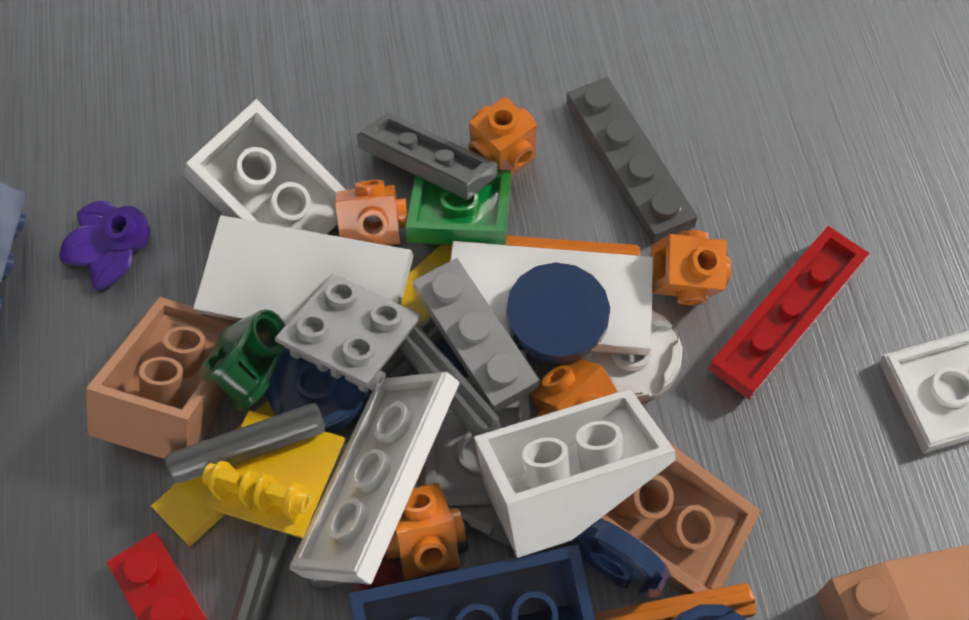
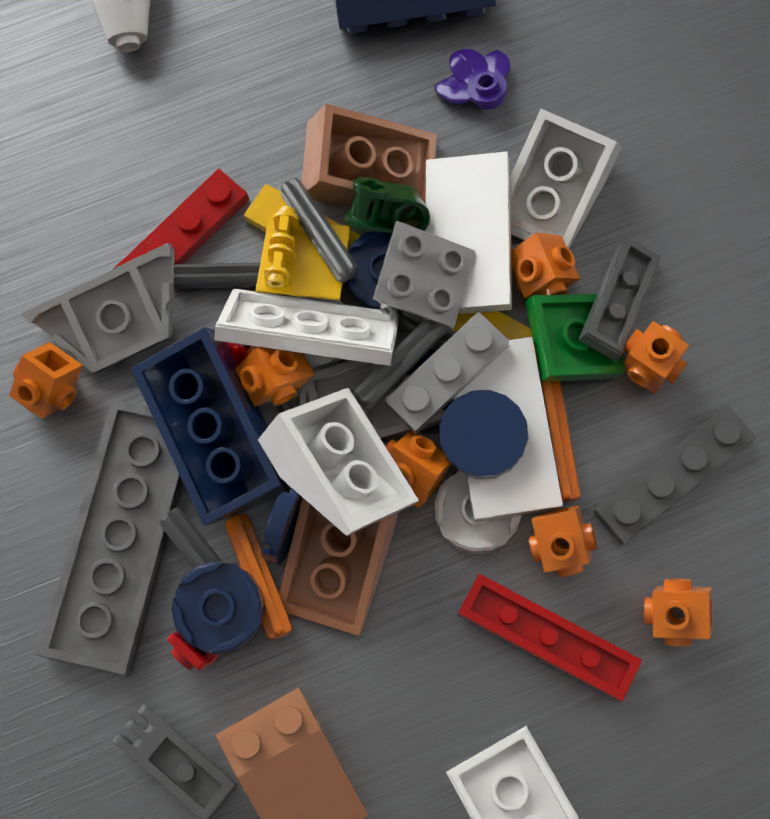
camera: 80 degrees right, 10 degrees up
(785, 176) = (694, 602): none -> orange brick

